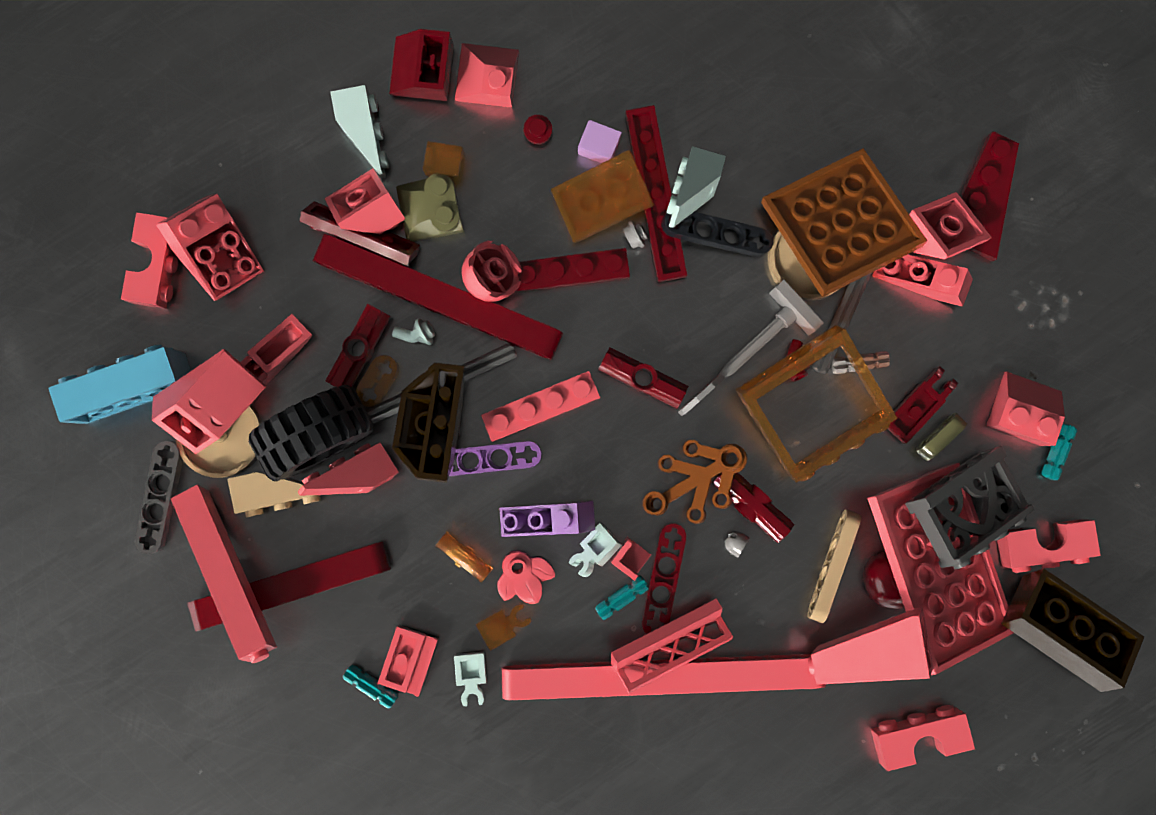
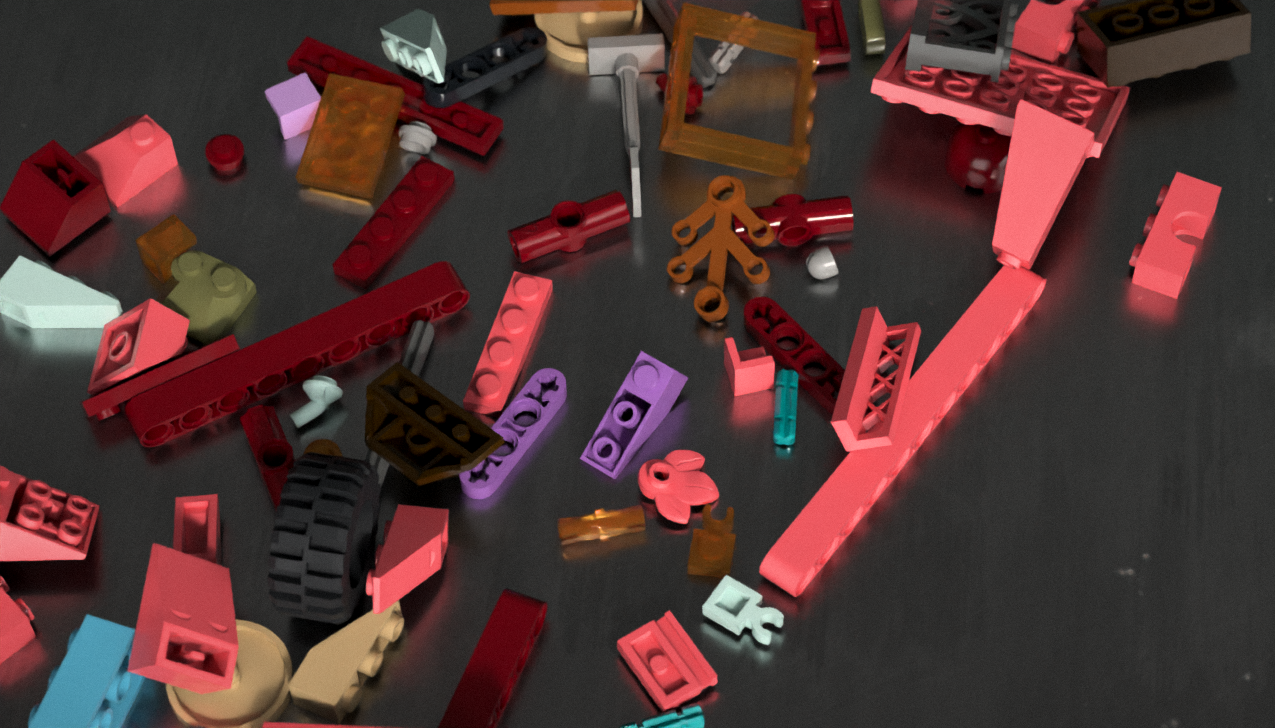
camera: 50 degrees left, 30 degrees down
(491, 272) = (324, 279): coral cylinder -> none
(598, 548) = (707, 389): light aqua plate -> none
(834, 566) = (923, 194): tan beam -> none

